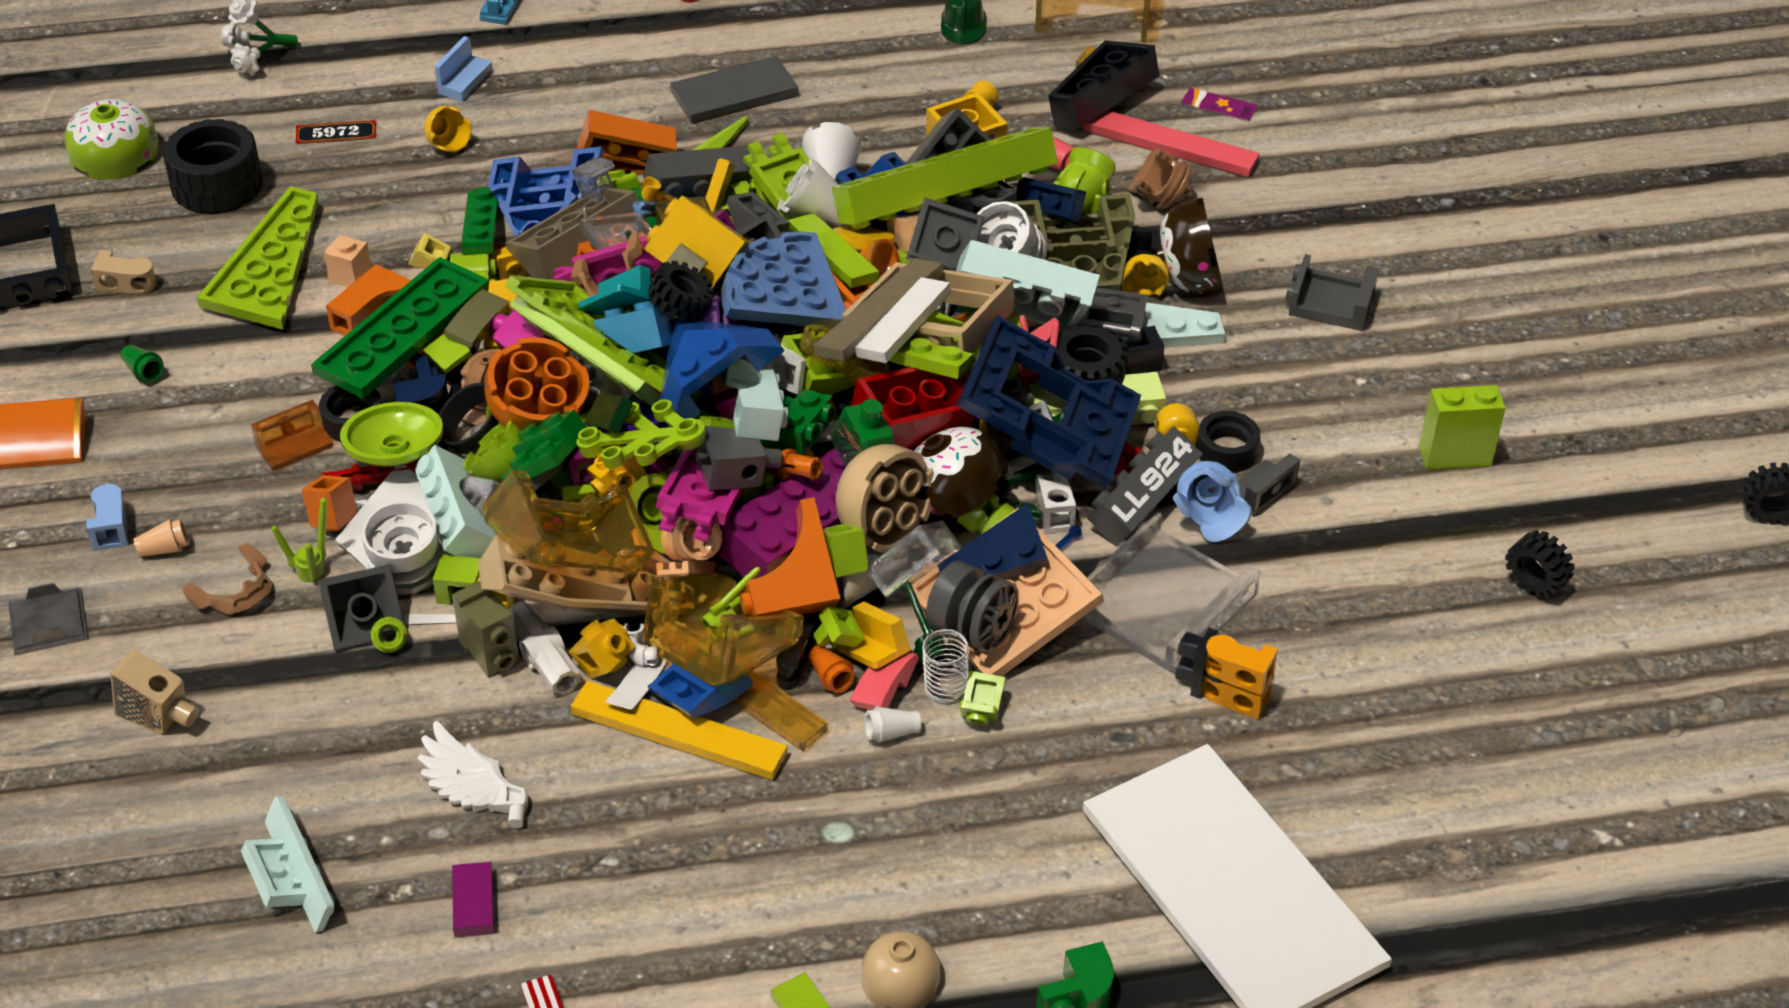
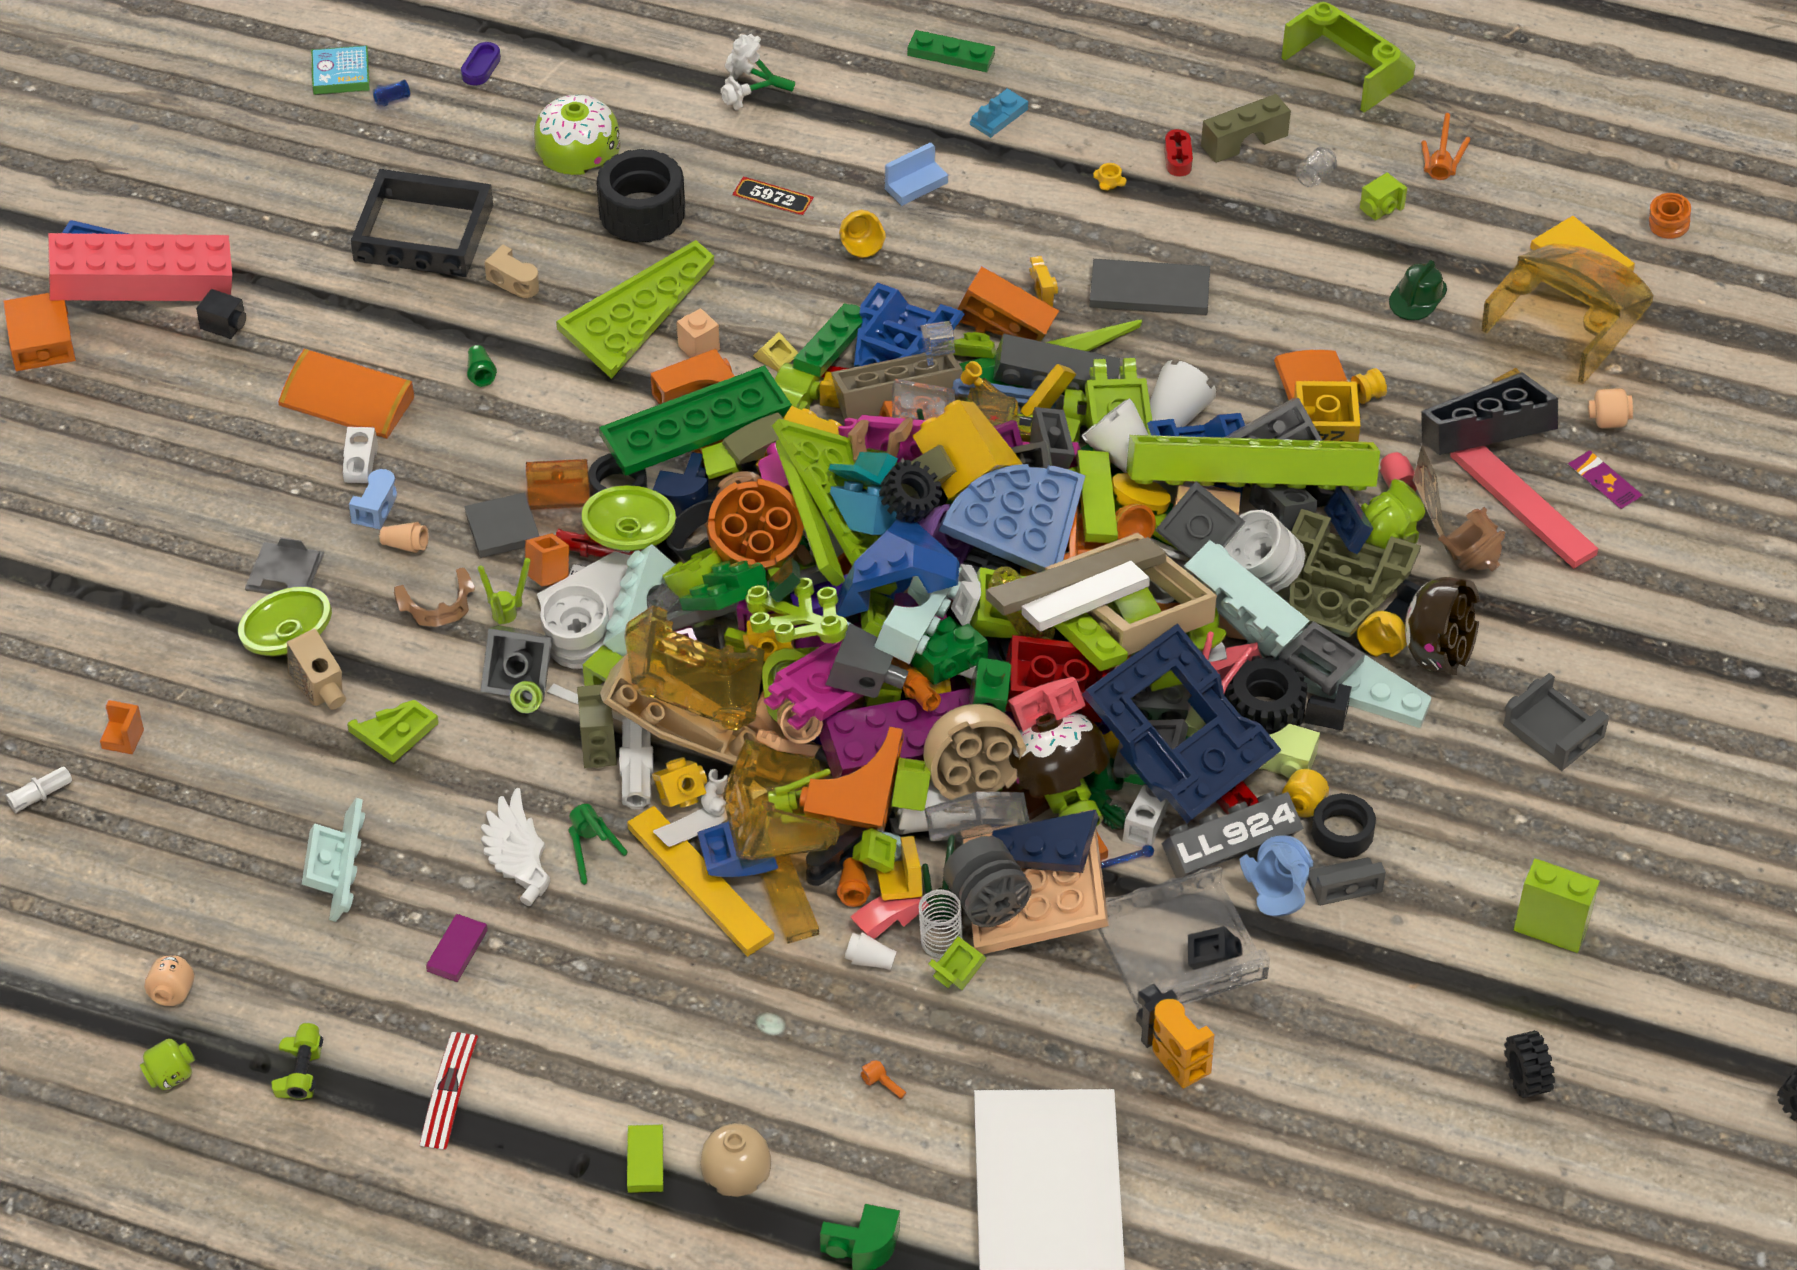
camera: 30 degrees right, 5 degrees up
(67, 485) = (359, 455): none -> white leg
(81, 660) = (283, 617): none -> lime dish
(256, 493) = (501, 524): none -> dark grey tile
(269, 719) = (395, 729): none -> lime wing
(533, 724) = (588, 824): none -> green plant
(637, 17) = (1109, 176): none -> yellow plate
(637, 109) = (1045, 285): none -> yellow plate
(913, 103) = (1308, 366): none -> orange slope
(933, 417) = (1055, 698): none -> coral slope
(976, 828) = (874, 1072): none -> orange hand
(1091, 141) = (1427, 486): none -> sticker
(1188, 47) = (1611, 408): none -> light nougat head
(1200, 585) = (1212, 947): none -> black bracket

